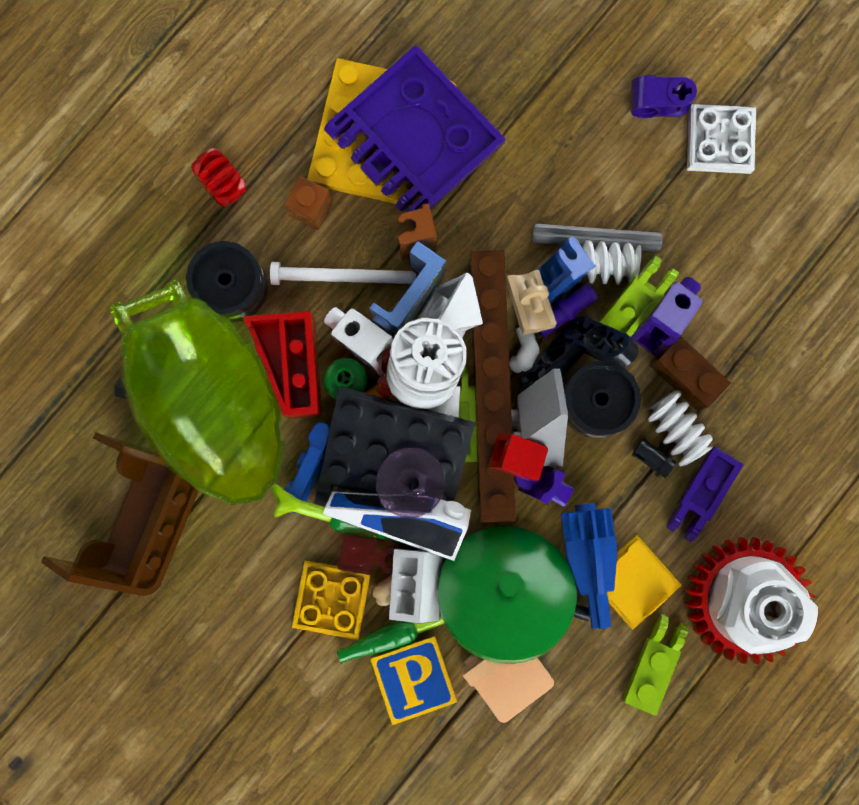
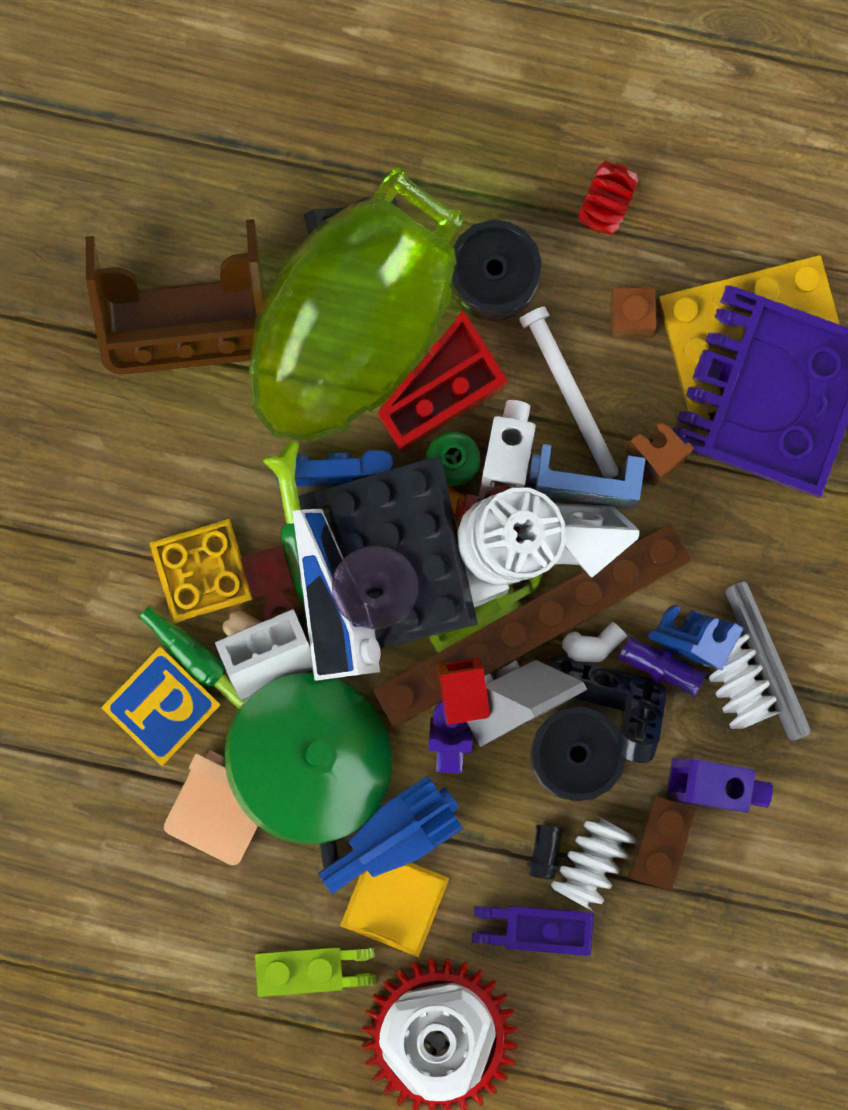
camera: 65 degrees right, 0 degrees up
(531, 302) = (646, 619): tan hips -> none
(638, 299) = (708, 739): lime hinge -> none

